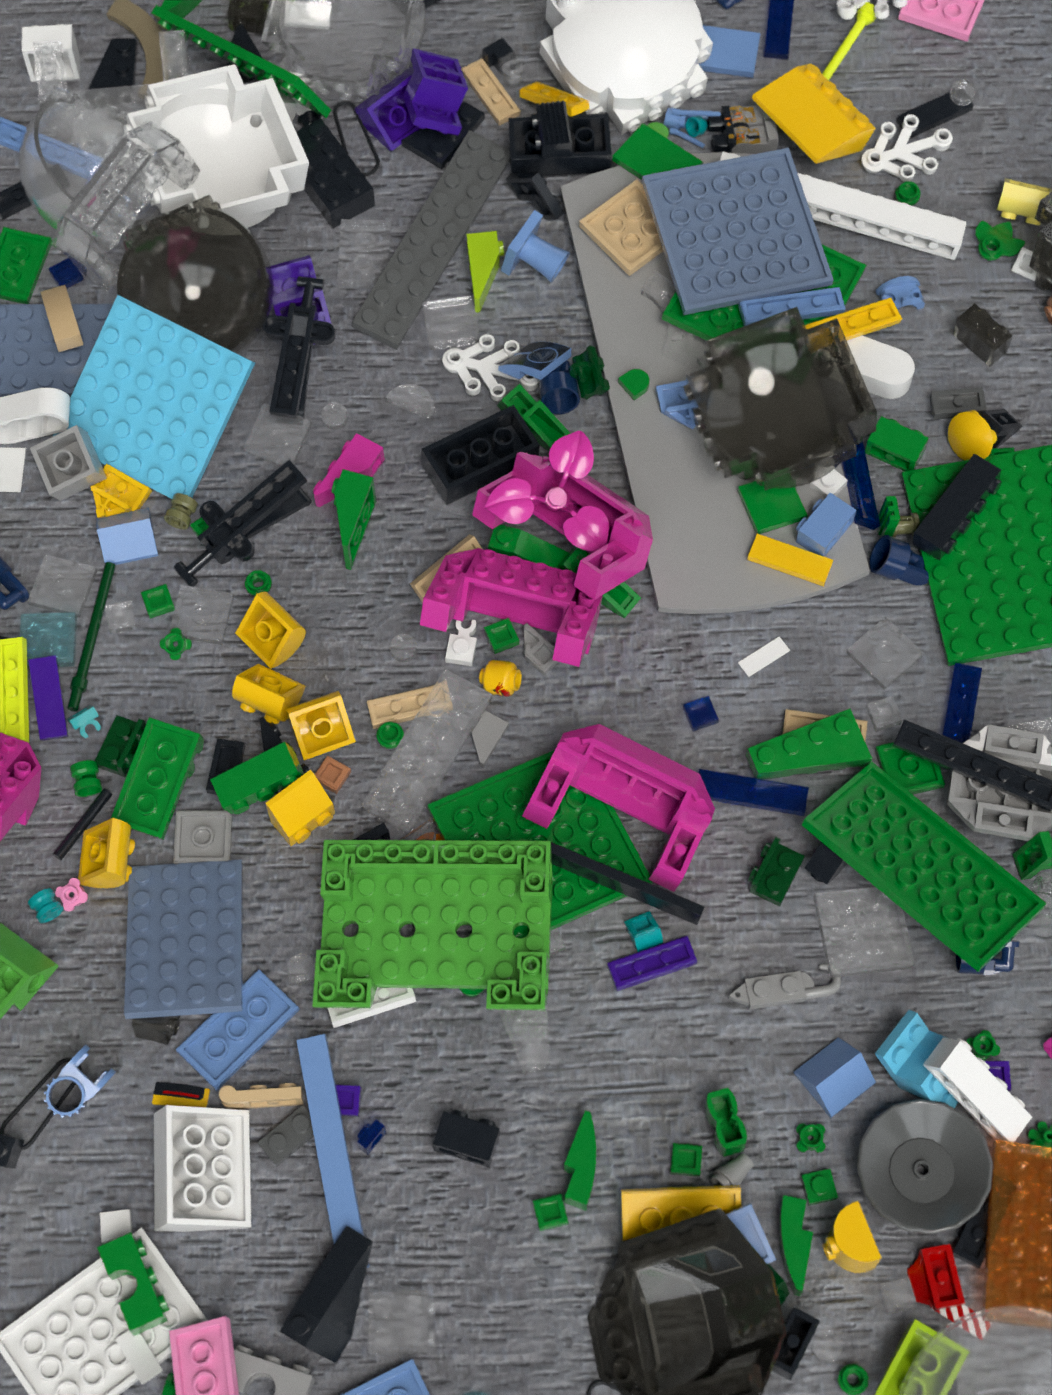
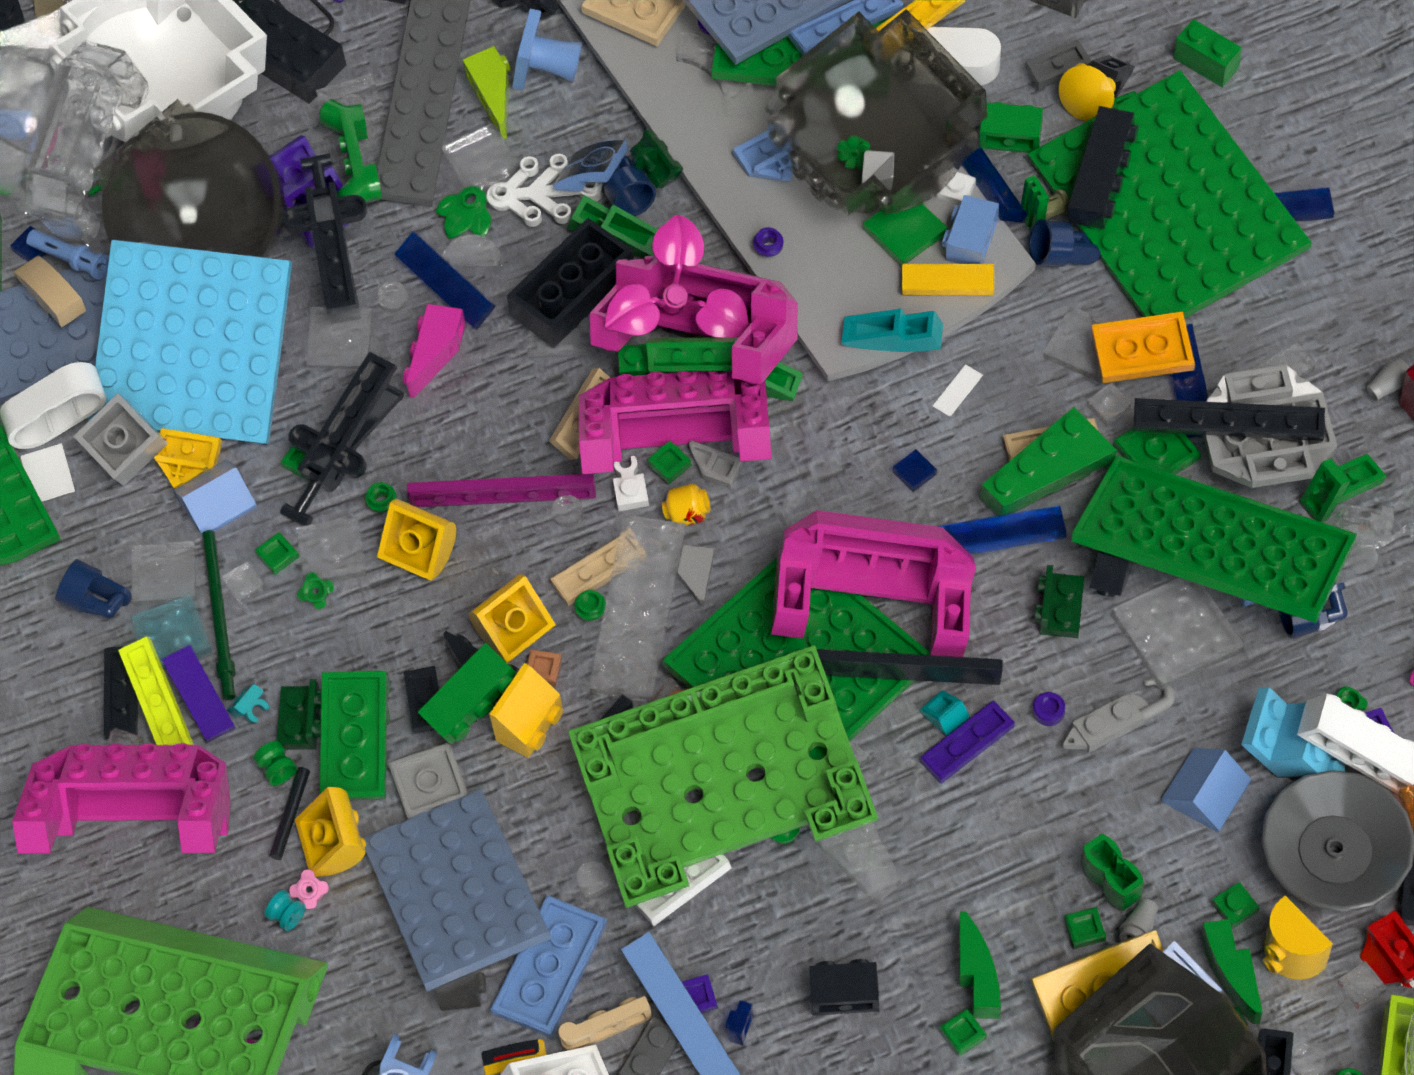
camera: 15 degrees left, 5 degrees down
(94, 297) = (78, 257): none -> medium blue pin
(180, 511) = (264, 450): olive wheel -> none
(266, 692) = (439, 606): yellow brick -> none
(354, 611) = (501, 490): none -> magenta tile
(355, 504) = (454, 379): green slope -> none
(356, 258) = (351, 124): none -> green plate
(381, 416) = (445, 279): none -> clear blue tile
(417, 367) = (464, 216): none -> green plate
(548, 551) = (690, 354): none -> green plate
(635, 383) = (708, 153): green tile -> none
(654, 470) = (768, 235): none -> dark purple plate
(726, 589) = (893, 331): none -> teal slope
(730, 959) = (1048, 709): none -> dark purple tile
(754, 424) = (852, 151): none -> green plant
(767, 445) = (879, 164): none -> light grey slope
(805, 1131) = (1207, 849): green plate -> none
(930, 675) = (1142, 347): none -> light orange plate

